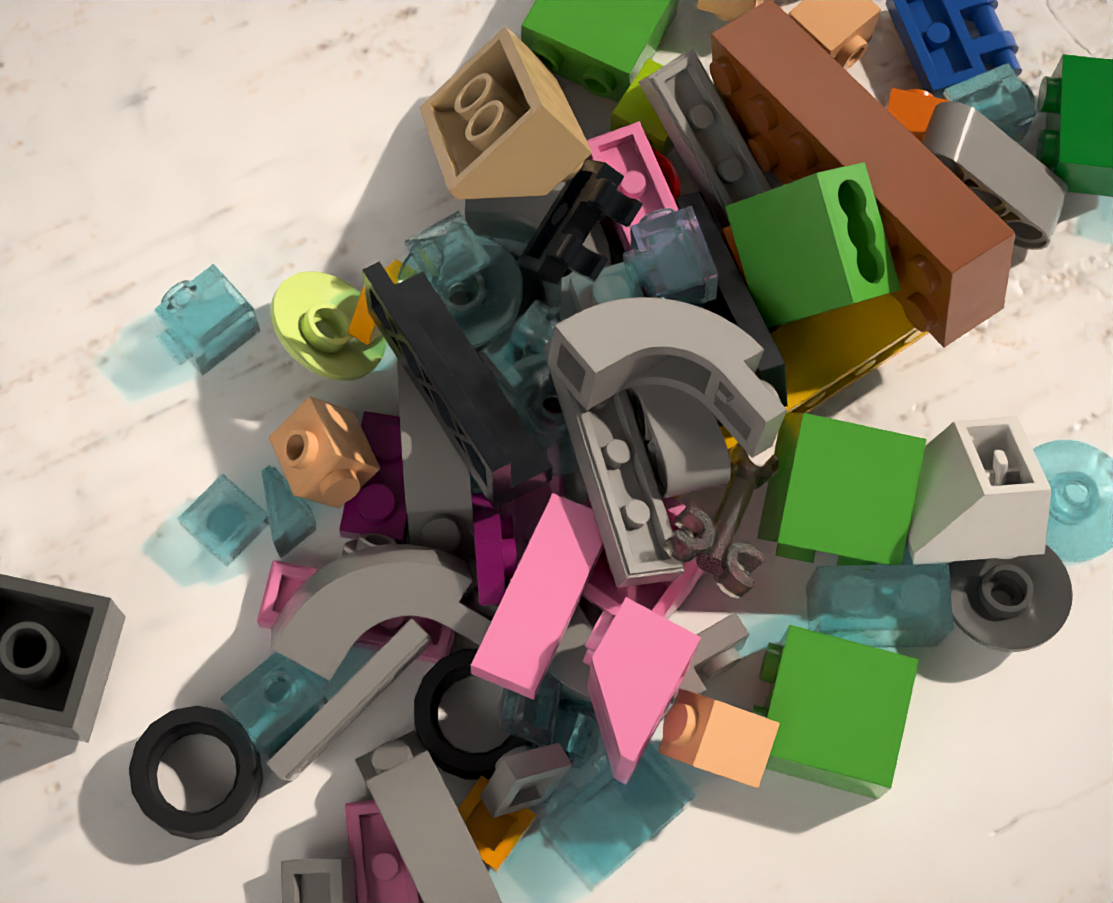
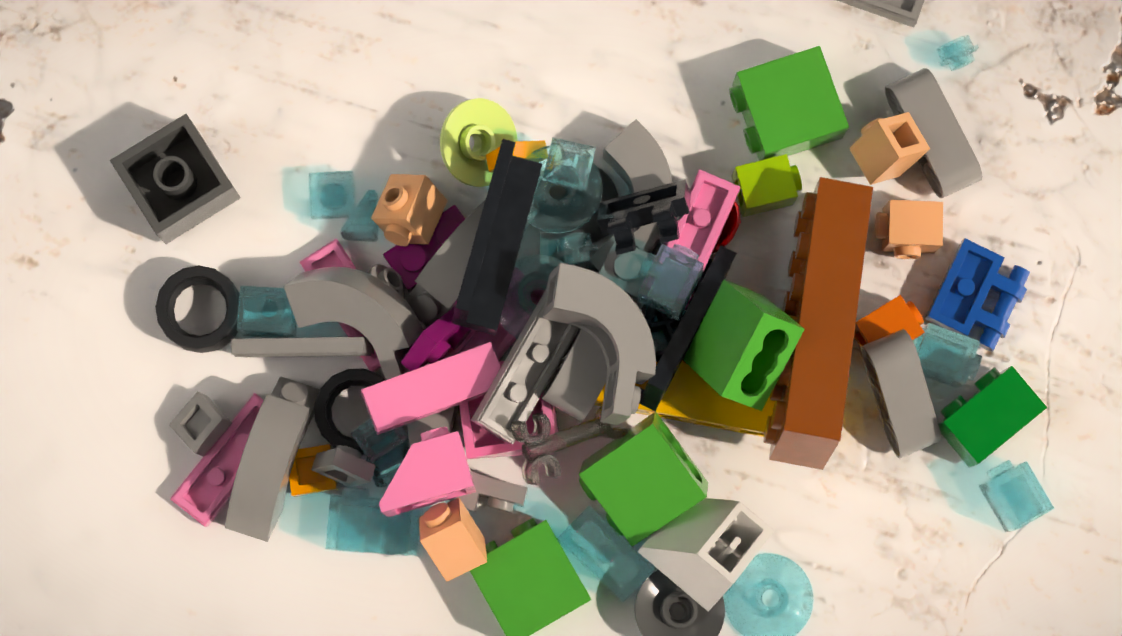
camera: 45 degrees right, 10 degrees up
(205, 320) = (420, 79): clear light blue brick -> none
(504, 125) = (667, 121): tan slope -> none
(704, 134) = (772, 230): light grey tile -> none

